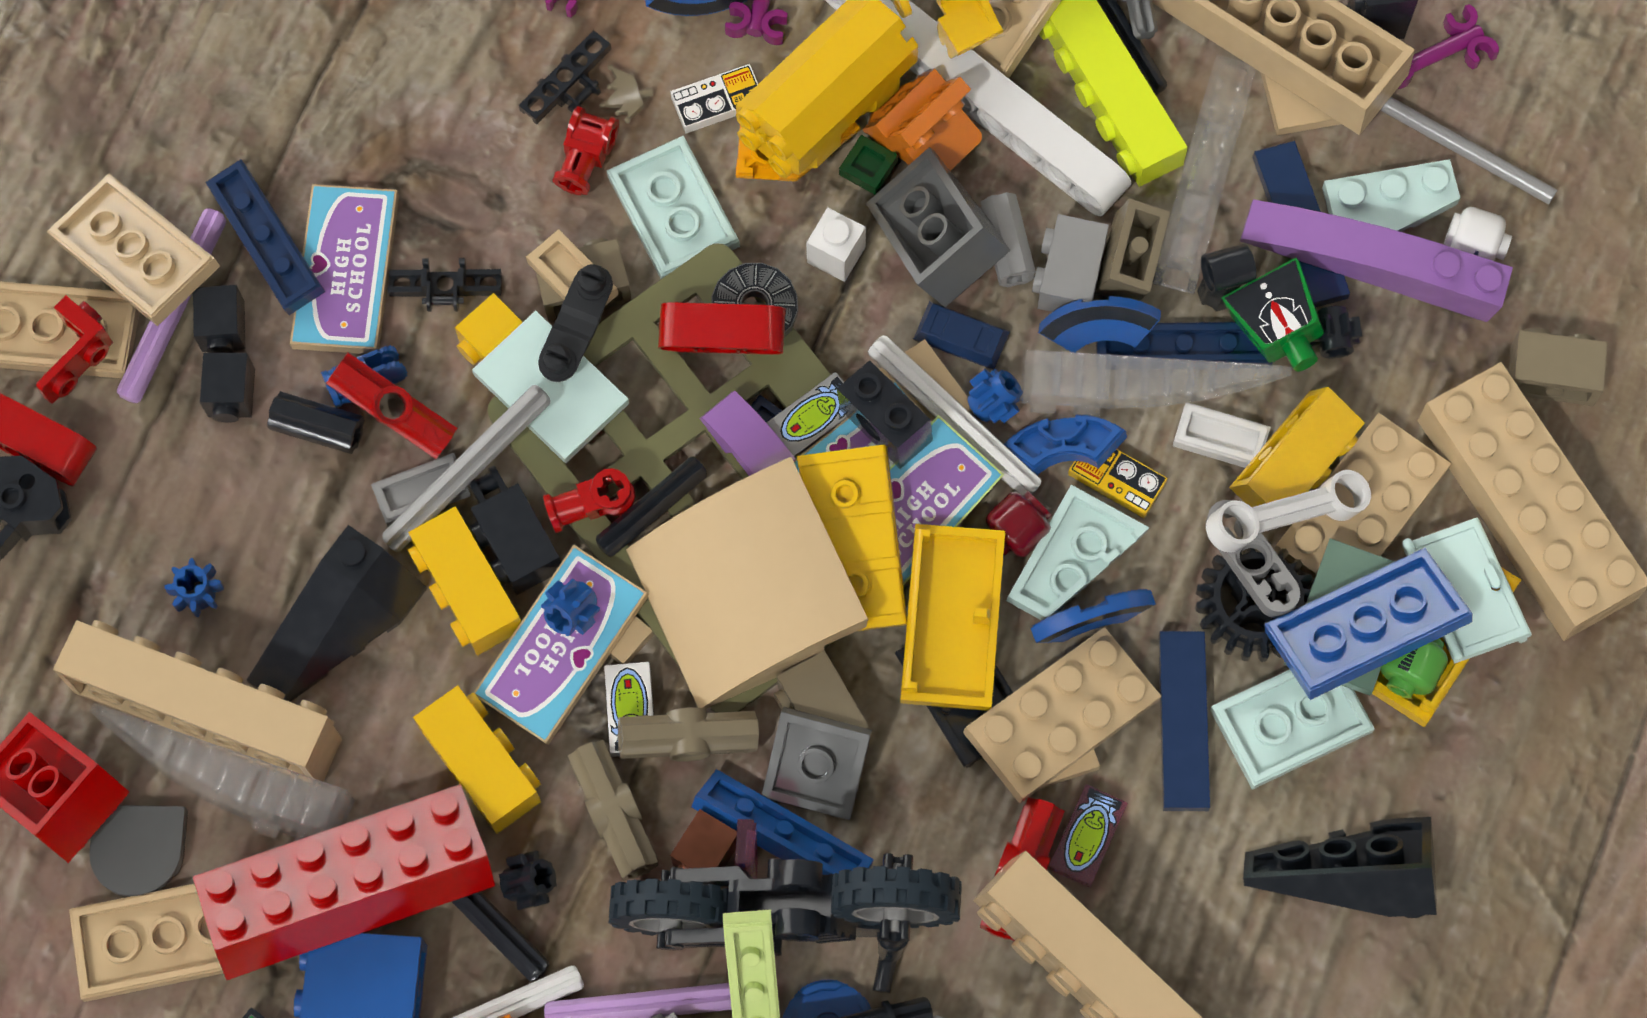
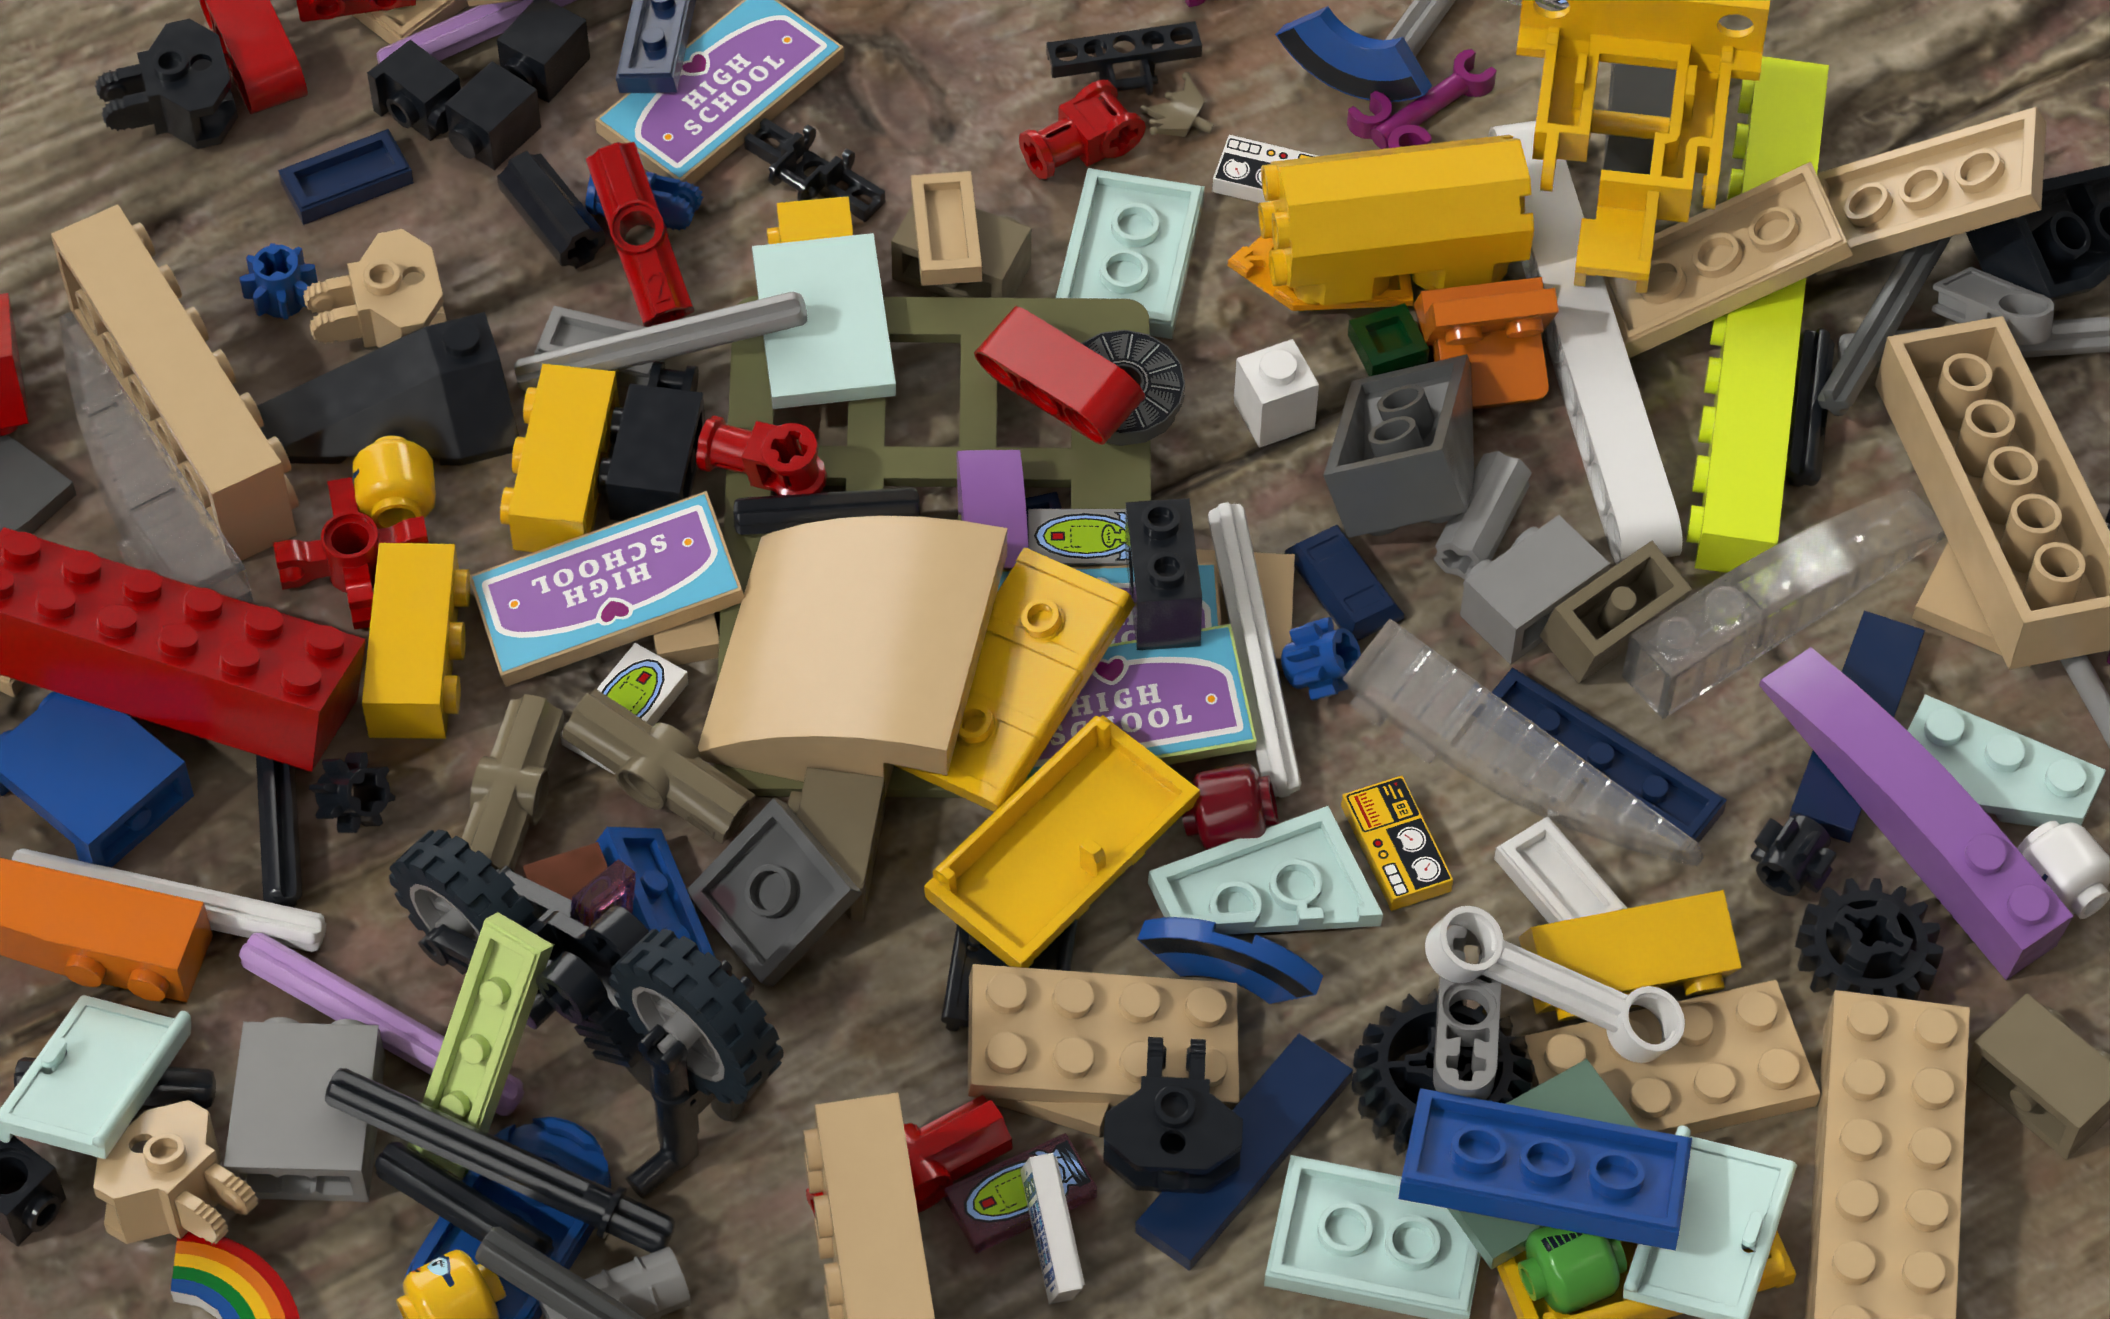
camera: 35 degrees right, 15 degrees down
(167, 401) = (413, 89): none -> black brick
(168, 487) = (345, 176): none -> dark blue tile
(275, 549) = (384, 295): none -> tan hinge
(375, 751) = (329, 557): none -> red pin
(381, 670) = (393, 481): none -> yellow head
(570, 607) = (640, 540): blue gear -> none
(575, 323) = (902, 266): black piece -> none
(1066, 439) = (1381, 769): blue tile -> none
(1099, 320) = (1514, 656): blue tile -> none
(1131, 848) = (1052, 1228): none -> white tile
(1150, 733) = (1173, 1128): none -> black hinge
(1225, 272) = (1702, 703): black piece -> none
(1278, 315) = (1734, 780): torso -> none
(1425, 345) = (1869, 943): none -> black gear

